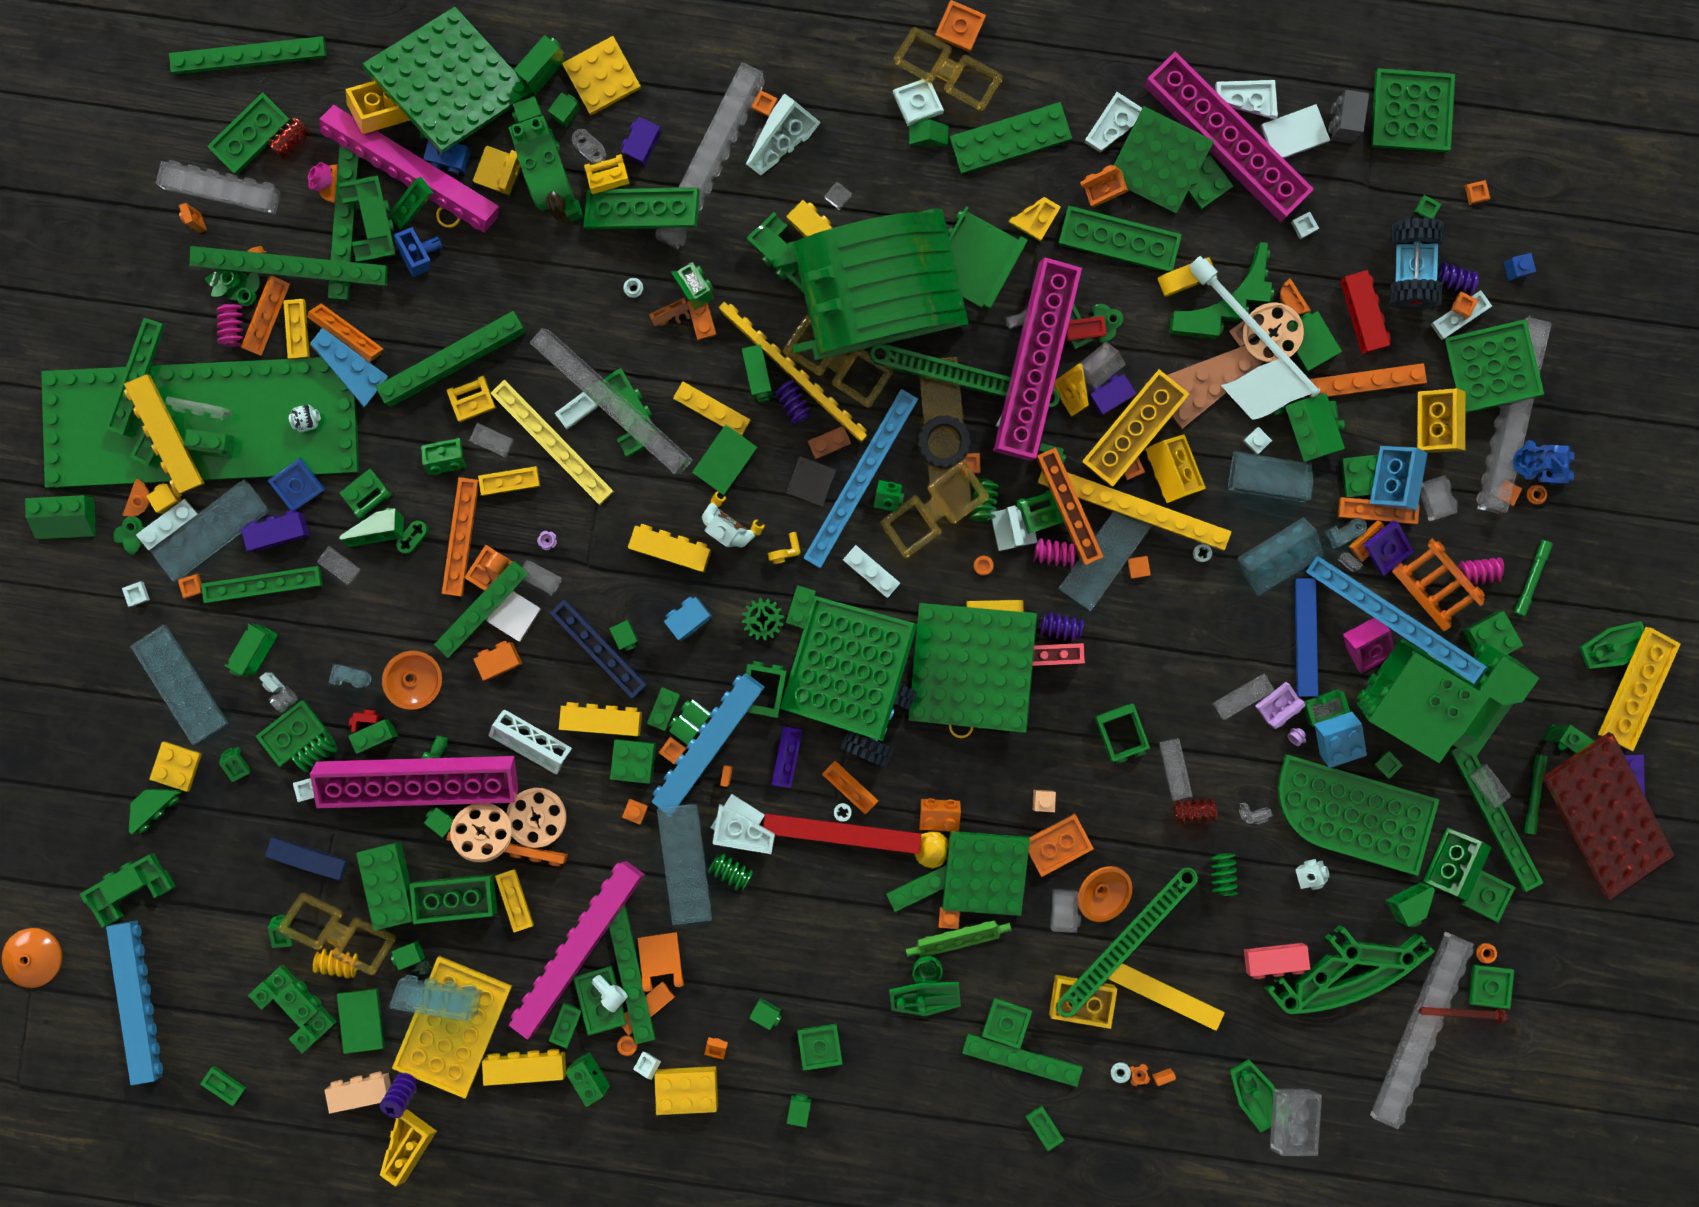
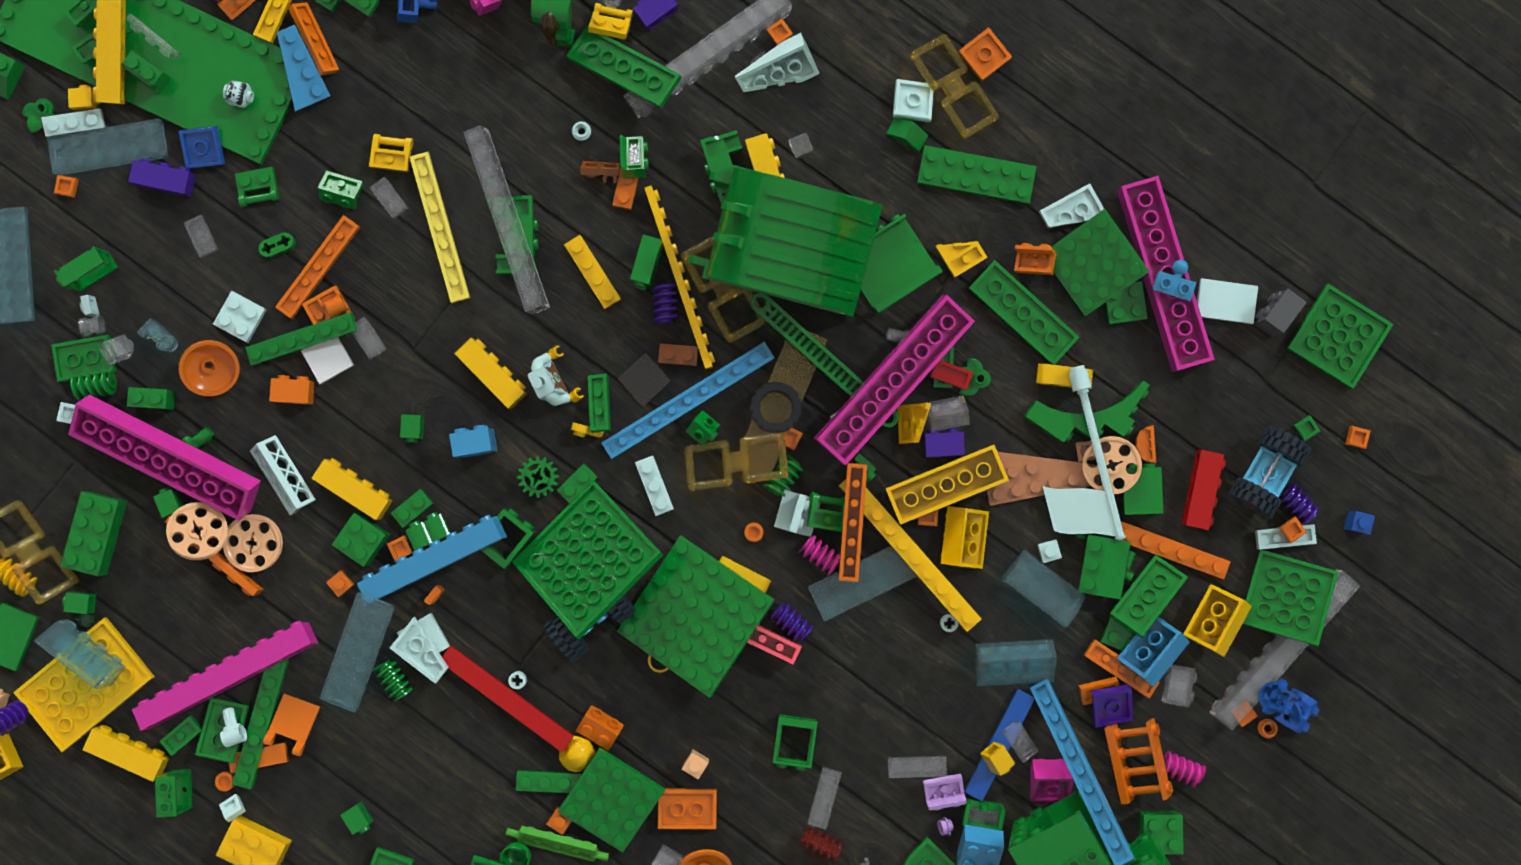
camera: 25 degrees right, 0 degrees up
(135, 594) = (15, 168): light aqua plate -> none
(137, 500) = (59, 88): orange plate -> none
(234, 764) = (19, 358): green bracket -> none
(261, 584) = (126, 217): green plate -> none
(306, 858) = (37, 473): dark blue slope -> none
(318, 708) = (117, 349): none -> clear brick
(368, 716) = (155, 379): red bracket -> none
(376, 528) = (249, 221): slope -> none
(413, 619) = (239, 316): none -> light aqua plate
(451, 359) = (391, 109): green brick -> none
(453, 898) = (143, 575): green brick -> none
(509, 481) = (385, 241): yellow plate -> none
(514, 900) = (195, 604): yellow plate -> none
(542, 540) = (390, 314): lavender plate -> none
(576, 410) = (473, 211): light aqua plate -> none
(599, 649) = (383, 427): dark blue brick -> none
(716, 1048) = (299, 825): orange plate -> none
(725, 459) = (580, 321): green tile -> none
(782, 523) = (599, 403): none -> green plate
(787, 757) = (495, 607): dark purple plate -> none
(850, 787) = (535, 662): orange plate -> none
(1138, 567) = (887, 605): orange tile -> none
(1243, 140) = (1174, 284): none -> dark azure plate
(1250, 96) = (1203, 248): light aqua wing -> none
(1304, 225) = (1191, 386): light aqua plate -> none
(1312, 649) = (997, 758): none -> yellow brick
(1323, 624) = (1020, 741): none -> clear plate
(1350, 562) = (1072, 699): clear tile -> none
(1351, 530) = (1088, 673): clear light blue leg -> none
(1368, 432) = (1148, 596): none -> green plate
(1540, 559) = (1241, 785): green piece -> none

